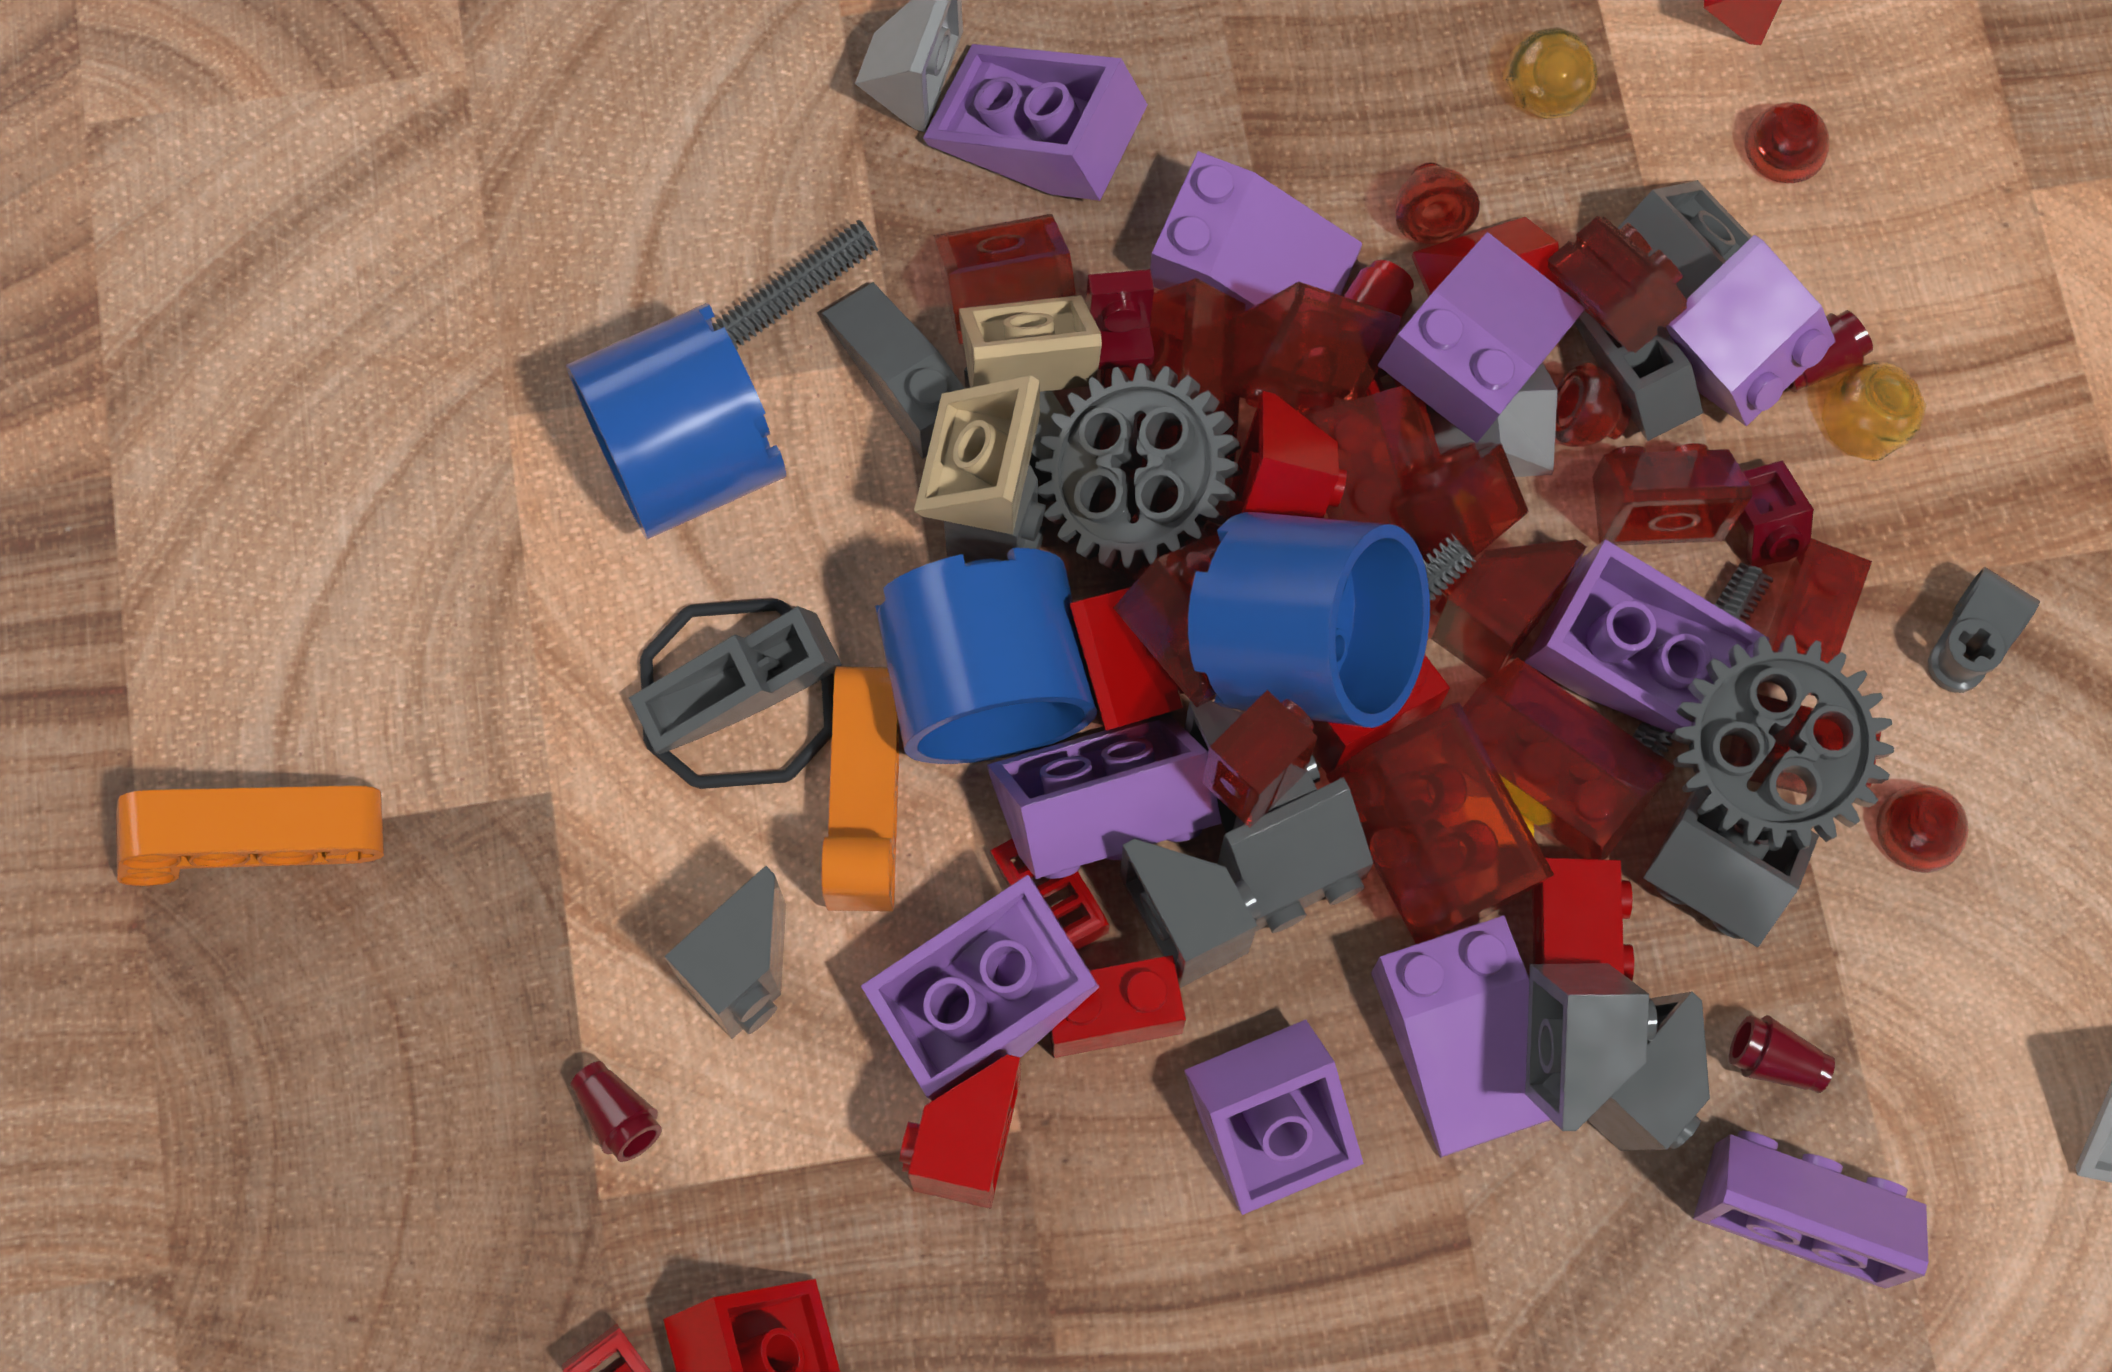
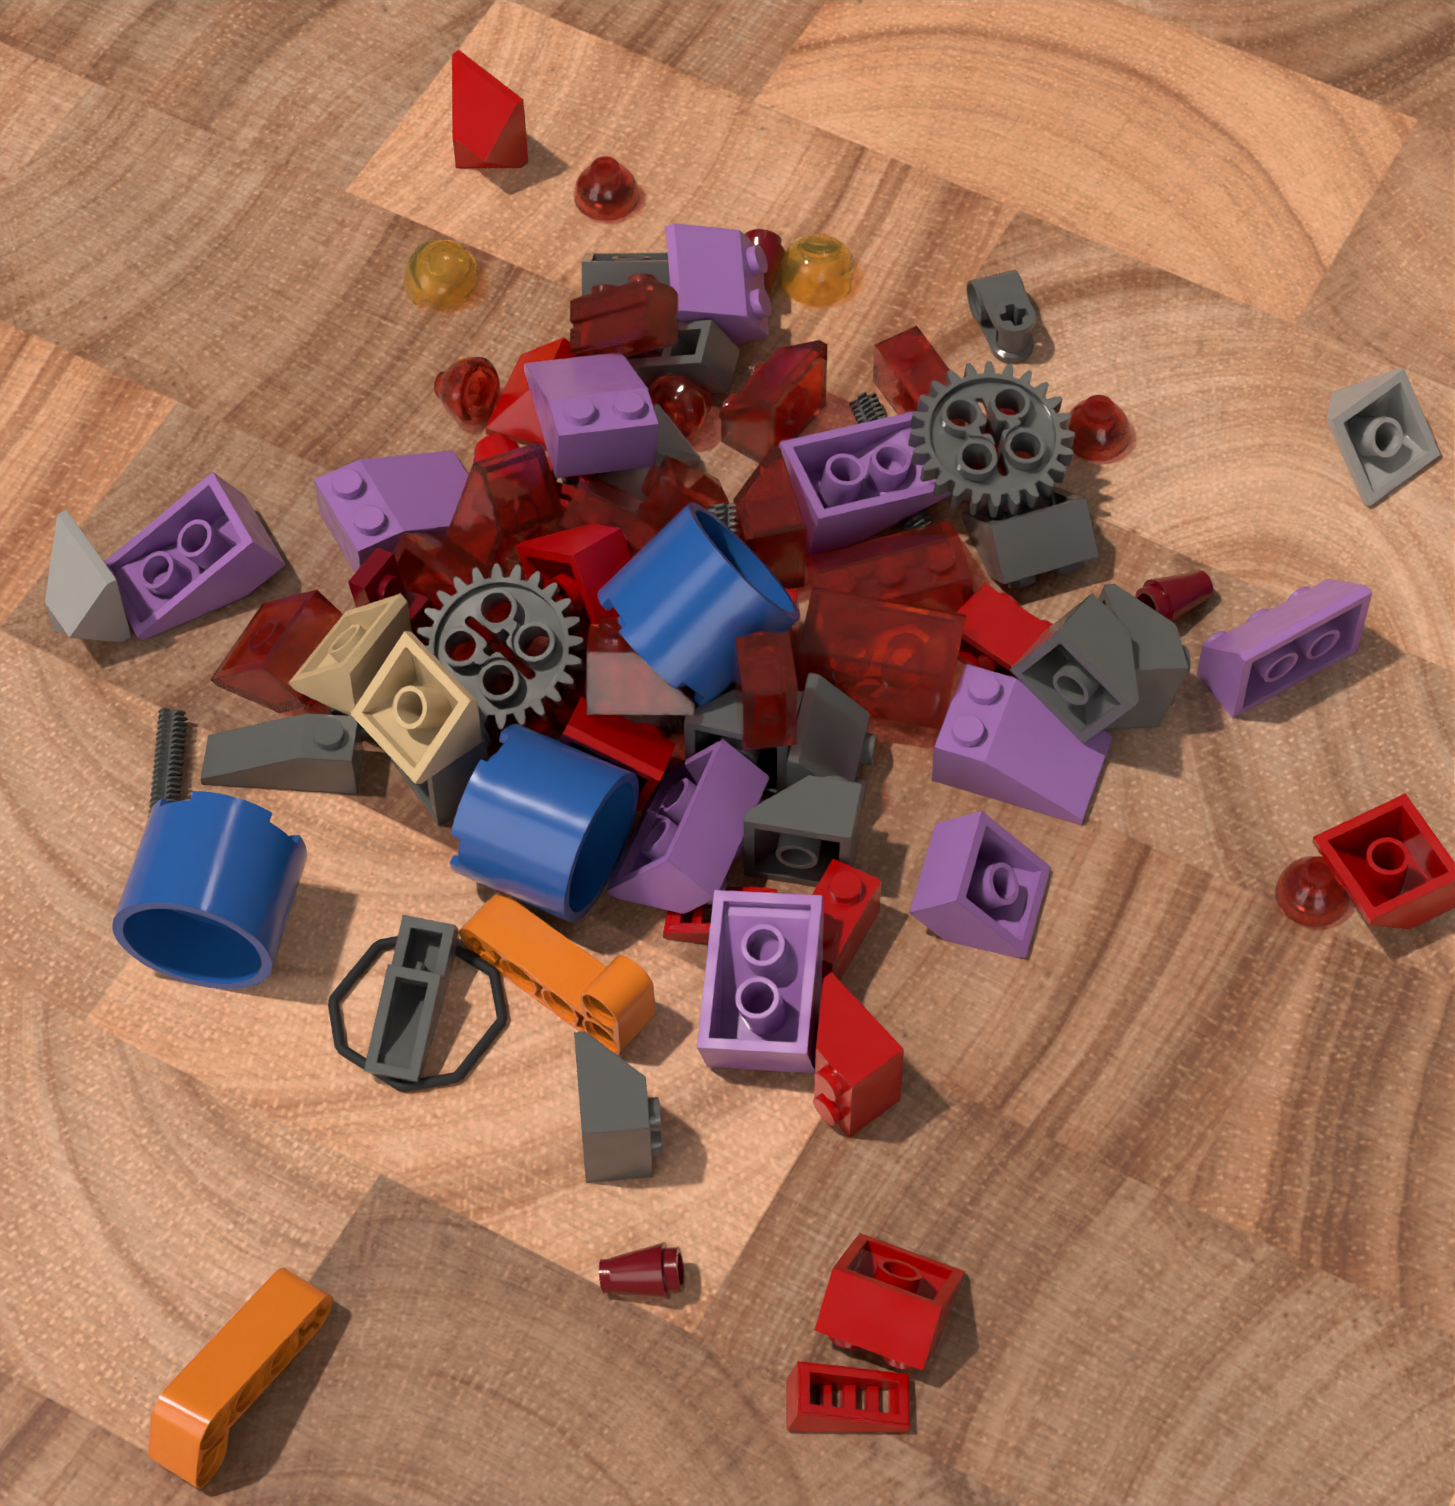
camera: 50 degrees left, 15 degrees down
(1776, 517) = (846, 362): dark red bracket -> none

